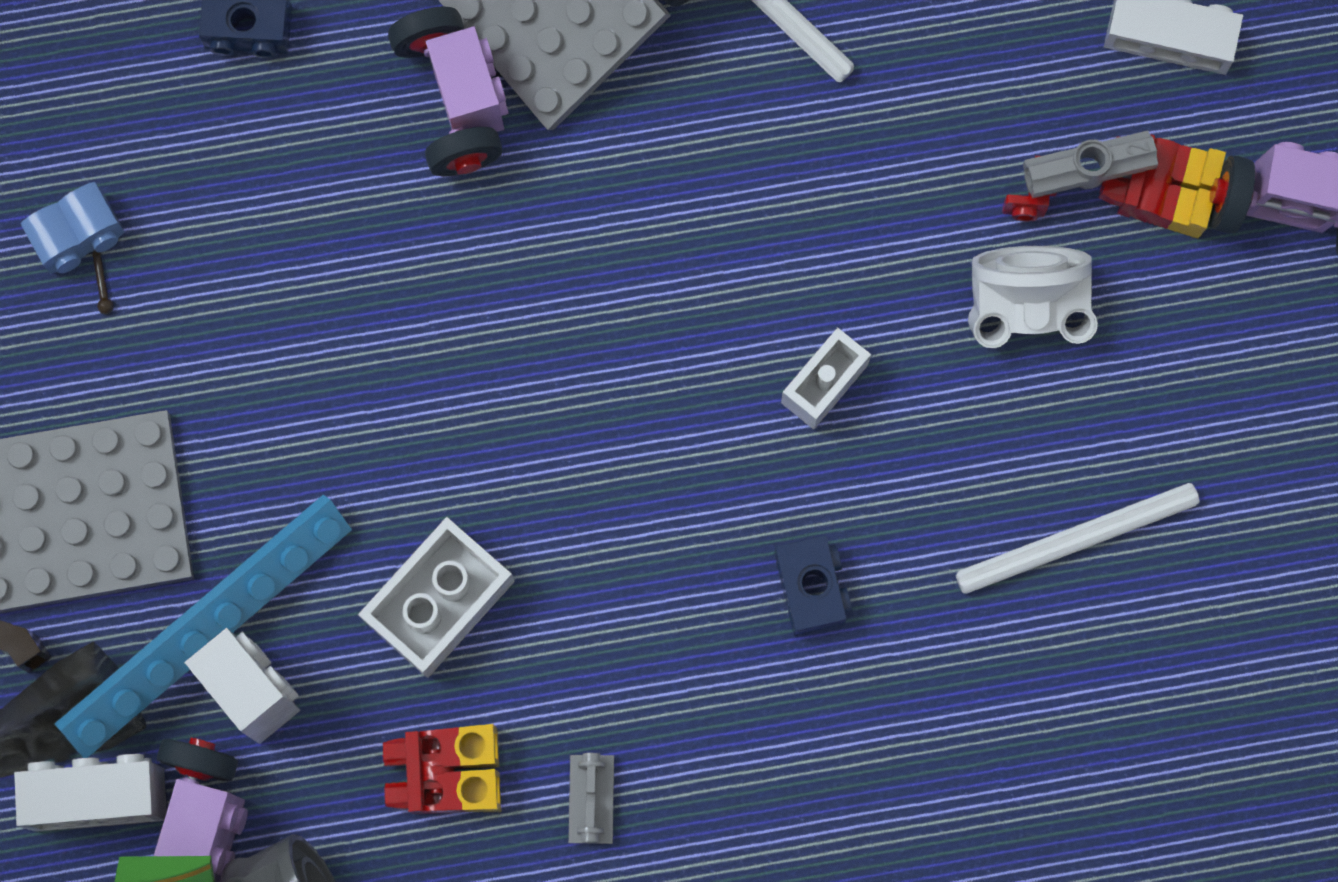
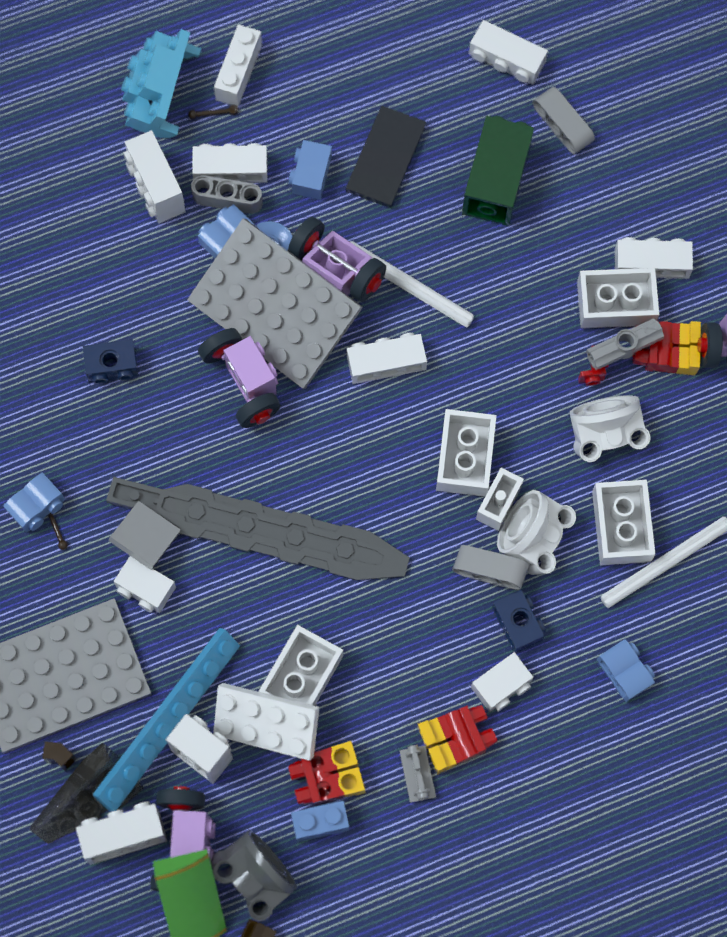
camera: 15 degrees left, 5 degrees down
(219, 398) = (144, 585): none -> white brick
(234, 318) = (144, 535): none -> light grey tile
(361, 663) = (266, 721): none -> white plate
(414, 843) = (320, 821): none -> medium blue brick
(433, 349) = (266, 530): none -> dark grey plate
(680, 759) = (461, 730): none -> red hips
(694, 107) = (386, 358): none -> white brick
(761, 681) = (502, 682): none -> white brick
(785, 488) = (490, 567): none -> light grey beam
(787, 290) = (466, 452): none -> white brick
(870, 444) = (534, 530): none -> white piece
(969, 702) = (626, 670): none -> medium blue brick
(1020, 459) = (623, 522): none -> white brick
(1097, 83) = (617, 297): none -> white brick

